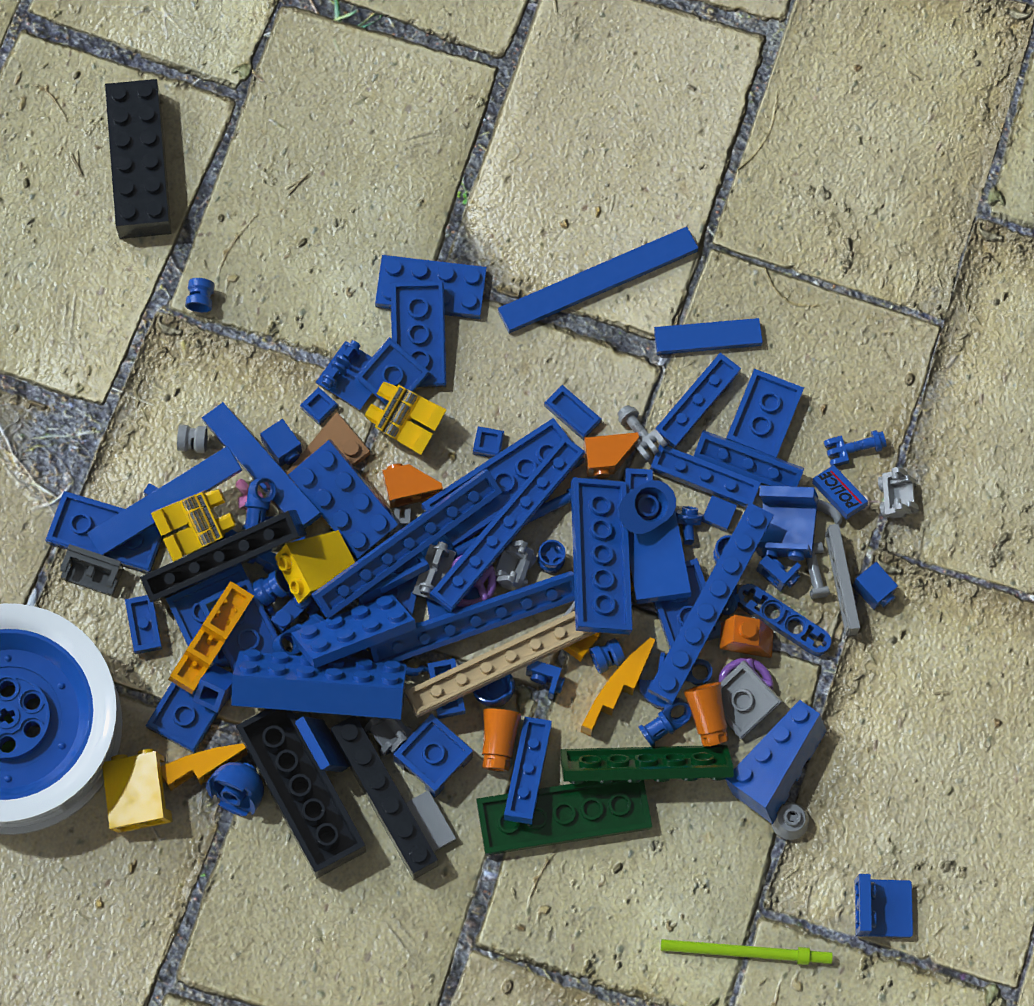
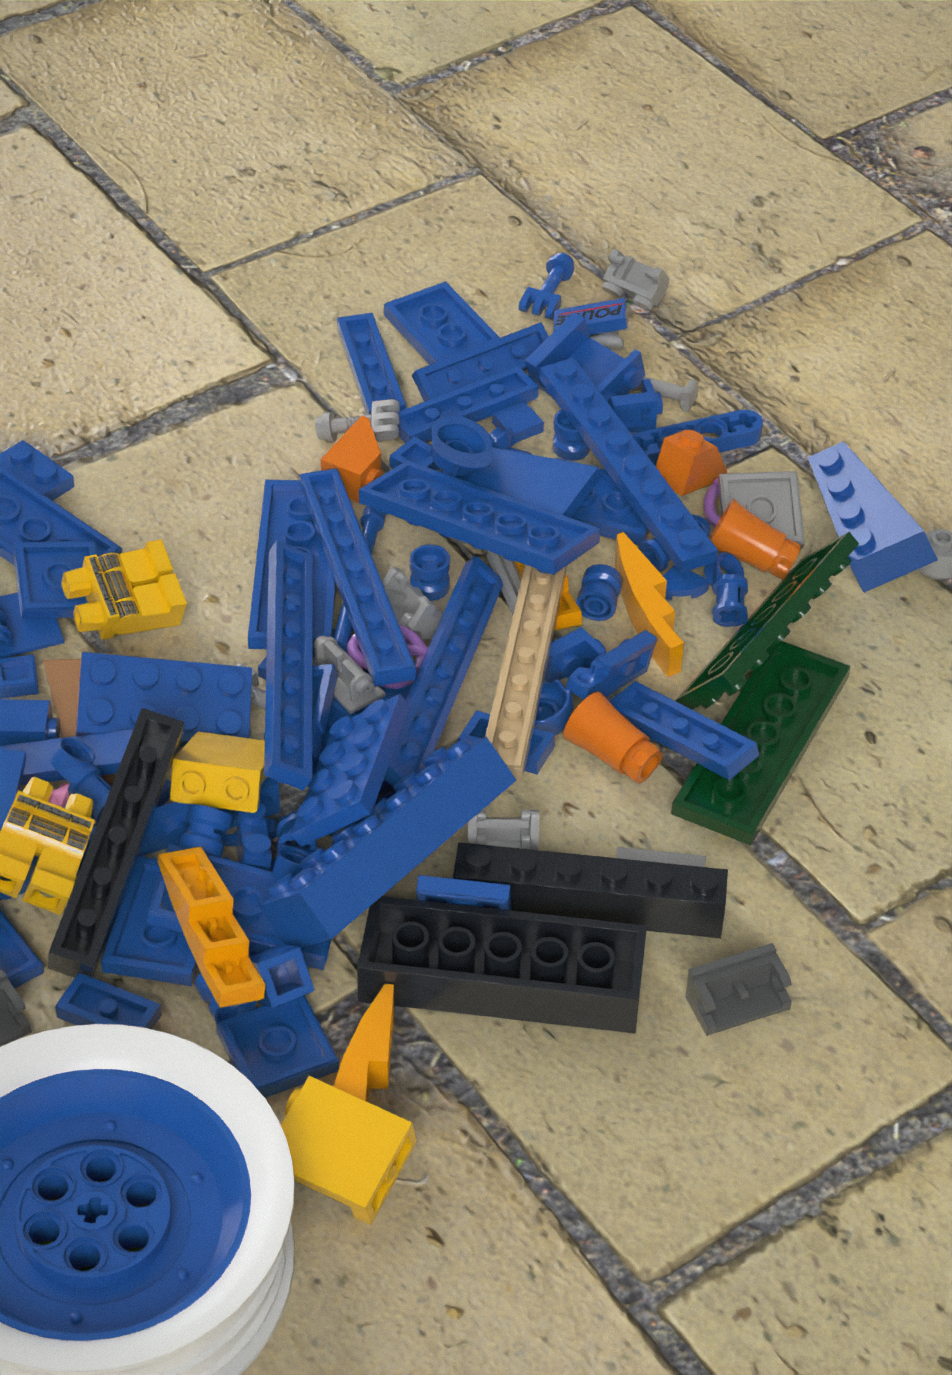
camera: 50 degrees left, 25 degrees down
(237, 787) = (440, 1034): blue cylinder -> none
(376, 912) = (738, 989): none -> dark grey hinge
(408, 485) = (211, 637): orange slope -> none
(433, 754) = (580, 804): blue panel -> none
(488, 442) = (230, 556): blue tile -> none
(544, 704) = (614, 668): none -> blue hinge
(572, 412) = (252, 470): blue tile -> none
(597, 279) = (141, 372): blue tile -> none
(708, 336) = (304, 325): blue tile -> none
(842, 580) = (686, 364): light grey tile -> none
(875, 586) = (724, 349): blue brick -> none

